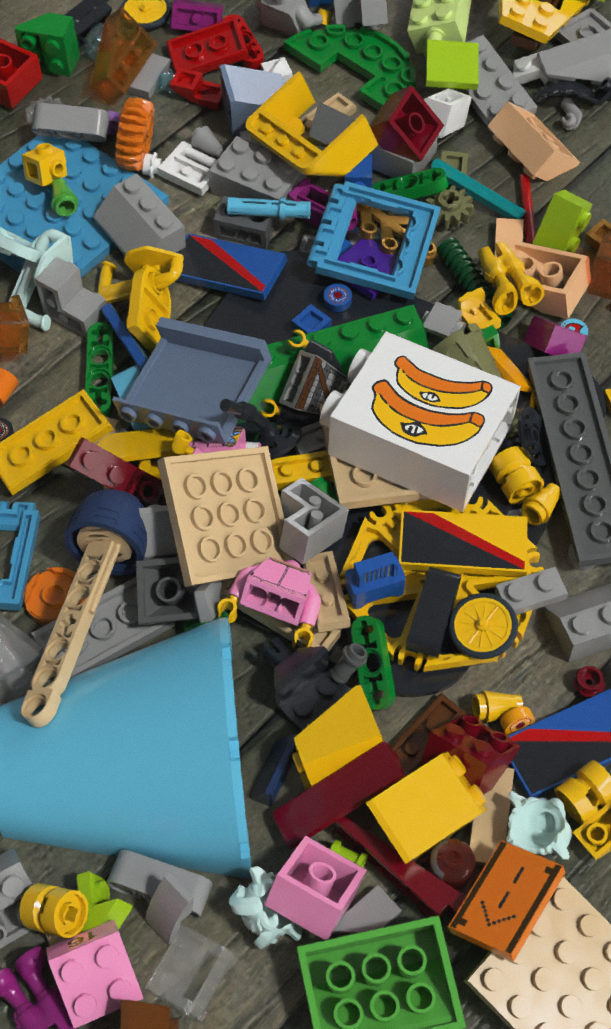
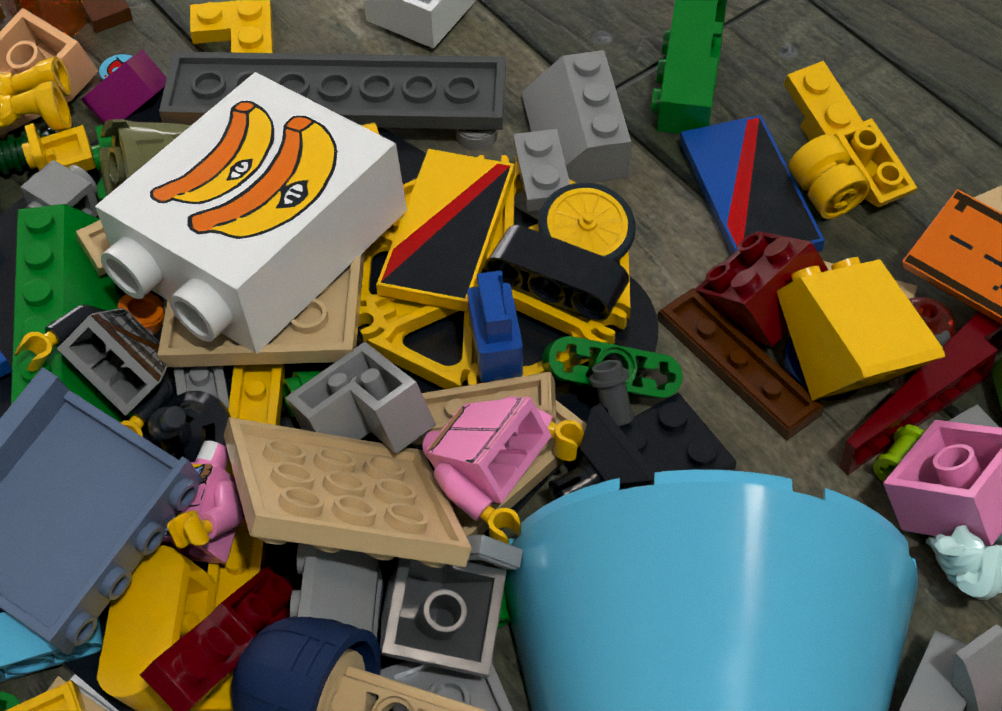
camera: 80 degrees left, 5 degrees down
(336, 738) = (746, 407): yellow slope -> none
(339, 794) = (824, 416): dark red slope -> none
(492, 705) = (689, 255): yellow cone -> none
(517, 719) = (715, 233): light orange tile -> none
(539, 825) = (873, 230): light aqua hair -> none
(541, 504) = (410, 143): yellow cone -> none
(589, 673) = (666, 154): dark red plate -> none

